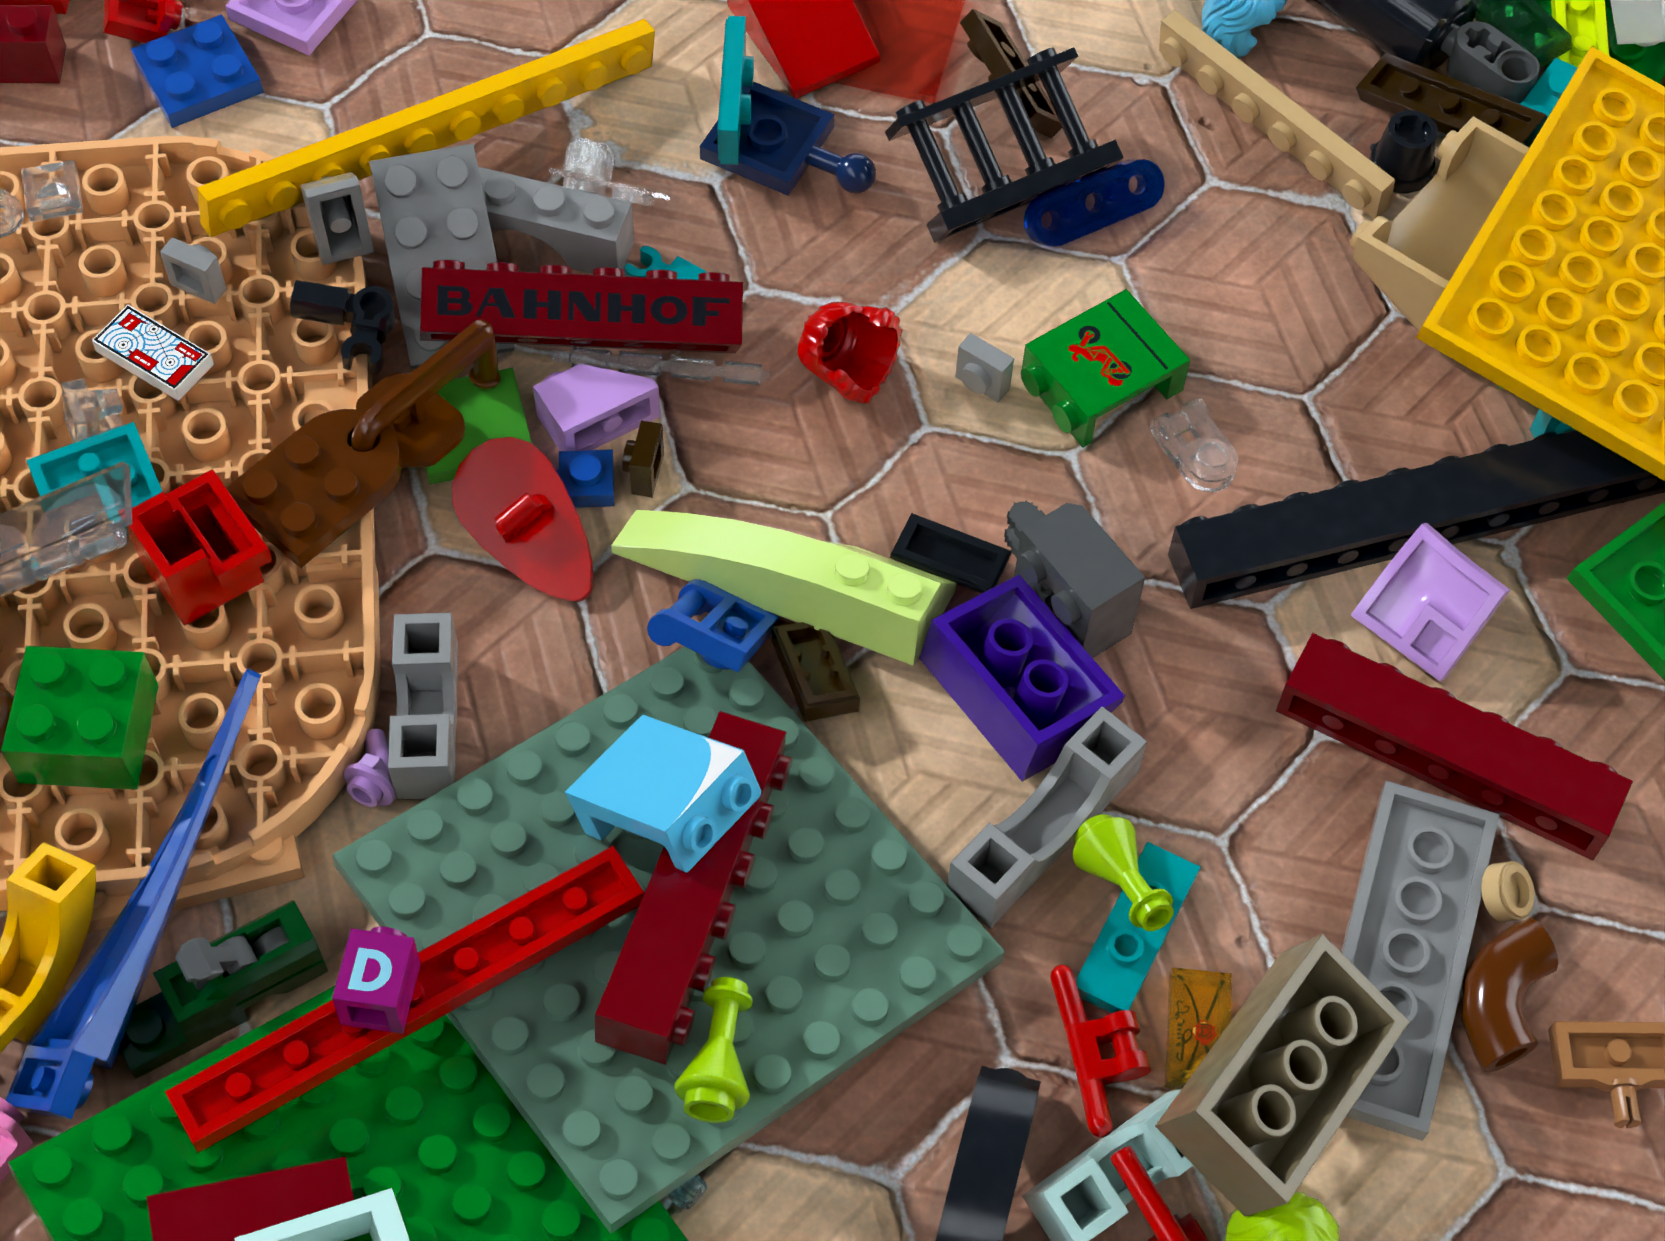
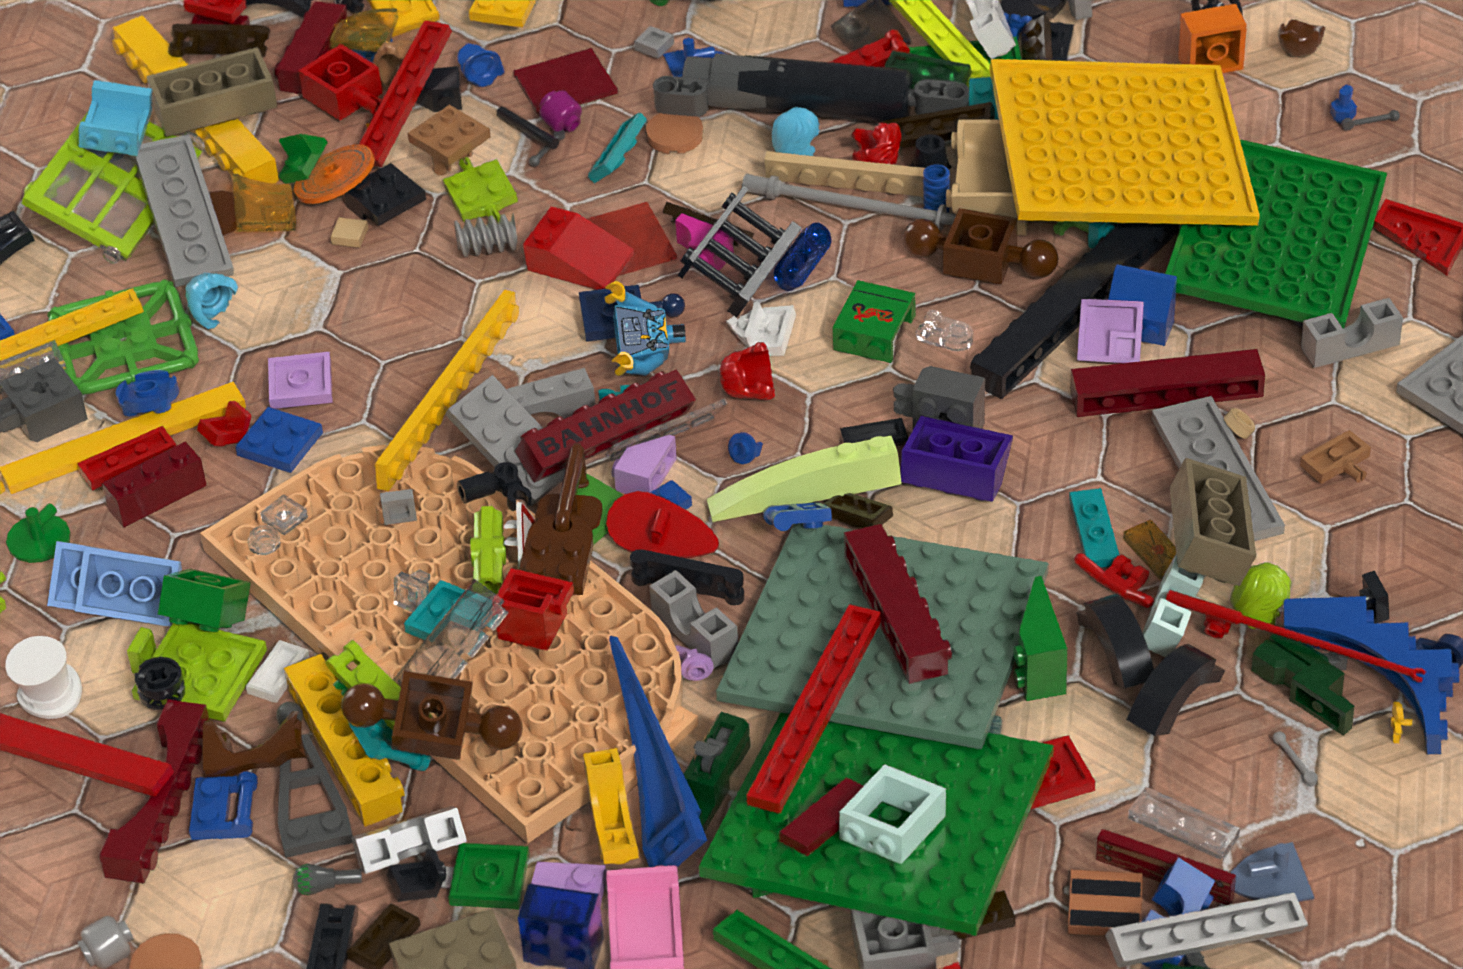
camera: 30 degrees left, 15 degrees down
(80, 717) = (548, 700): green brick -> none
(153, 352) = (411, 553): tile -> none
(240, 414) = (488, 548): none -> lime piece
(297, 404) = (522, 524): none -> white piece
(337, 217) = (449, 443): light grey slope -> none
(377, 979) = (803, 698): magenta brick -> none
(502, 637) = (705, 577): none -> black plate
(590, 168) = (544, 364): clear hinge -> none
(644, 458) = (693, 473): dark brown plate -> none
(666, 789) = (850, 566): medium azure panel -> none
(714, 1079) = (978, 662): lime piece -> none
(733, 104) = (583, 296): teal plate -> none
(749, 462) = (744, 448): none -> blue plate
(758, 195) = (640, 332): none -> torso
(850, 1099) = (1041, 648): none -> green slope
(951, 285) = (765, 325): none -> white slope
(973, 70) = (691, 233): none -> dark pink arch
(984, 368) = (817, 351): light grey plate -> none
(1016, 852) = (1020, 500): light grey arch -> none
(1109, 851) = (1057, 503): lime piece -> none
(1149, 70) = (774, 188): none -> light grey bar
(1344, 91) = (878, 144): none -> red hair
(1354, 340) = (980, 247): none -> reddish brown brick
(1365, 198) = (935, 183): none -> blue piece
(1496, 992) = (1267, 461): reddish brown cylinder -> none
(1540, 584) = (1156, 292): none -> blue slope

